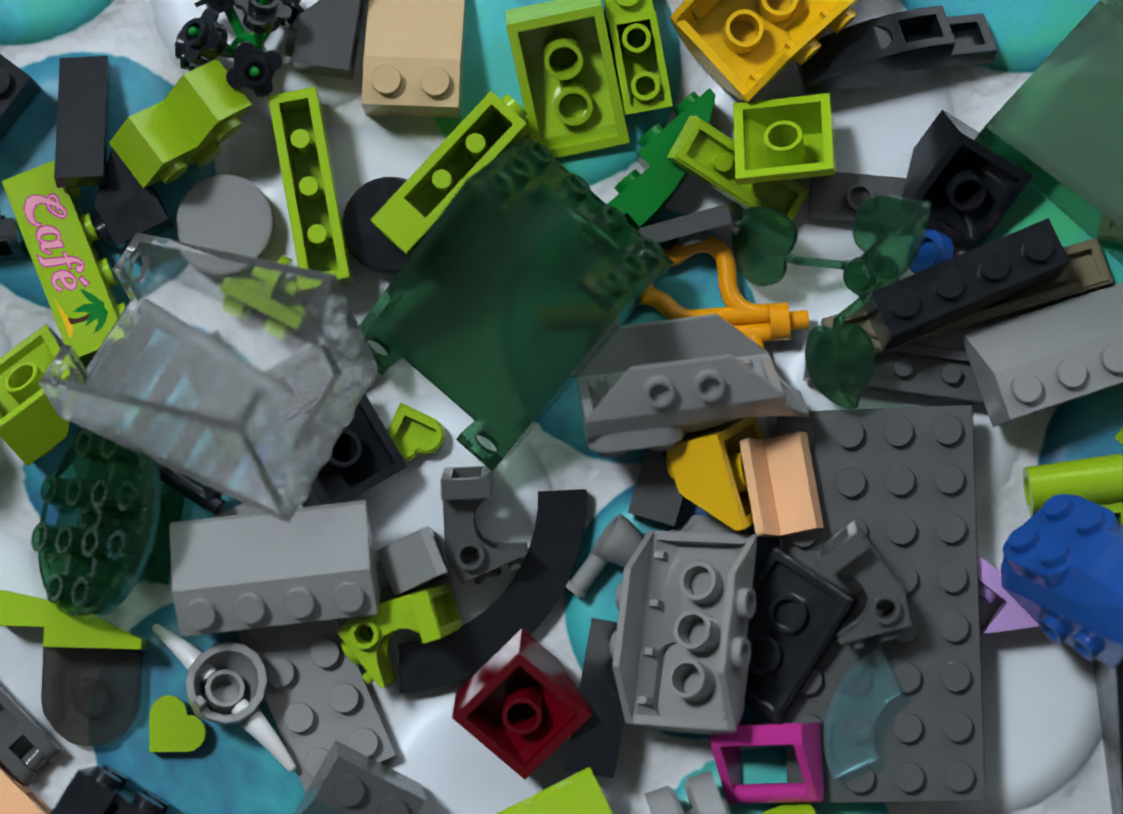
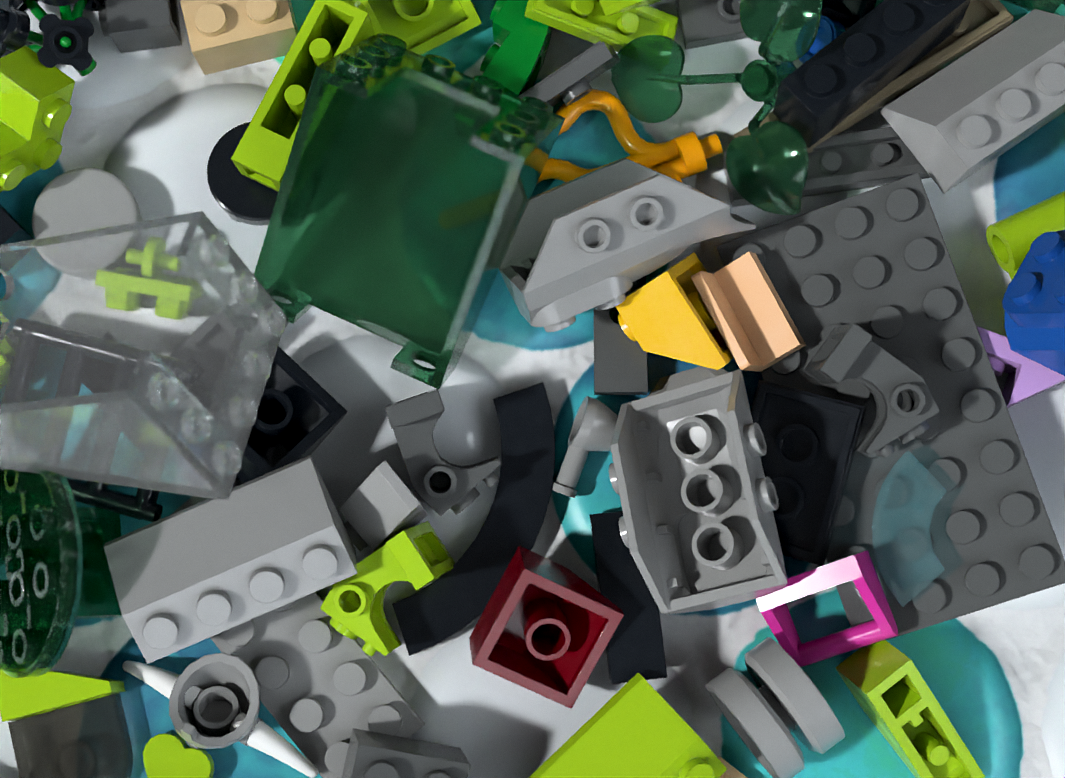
camera: 20 degrees left, 5 degrees down
(310, 183) = (157, 140): lime brick -> none
(415, 433) = (347, 377): lime tile -> none

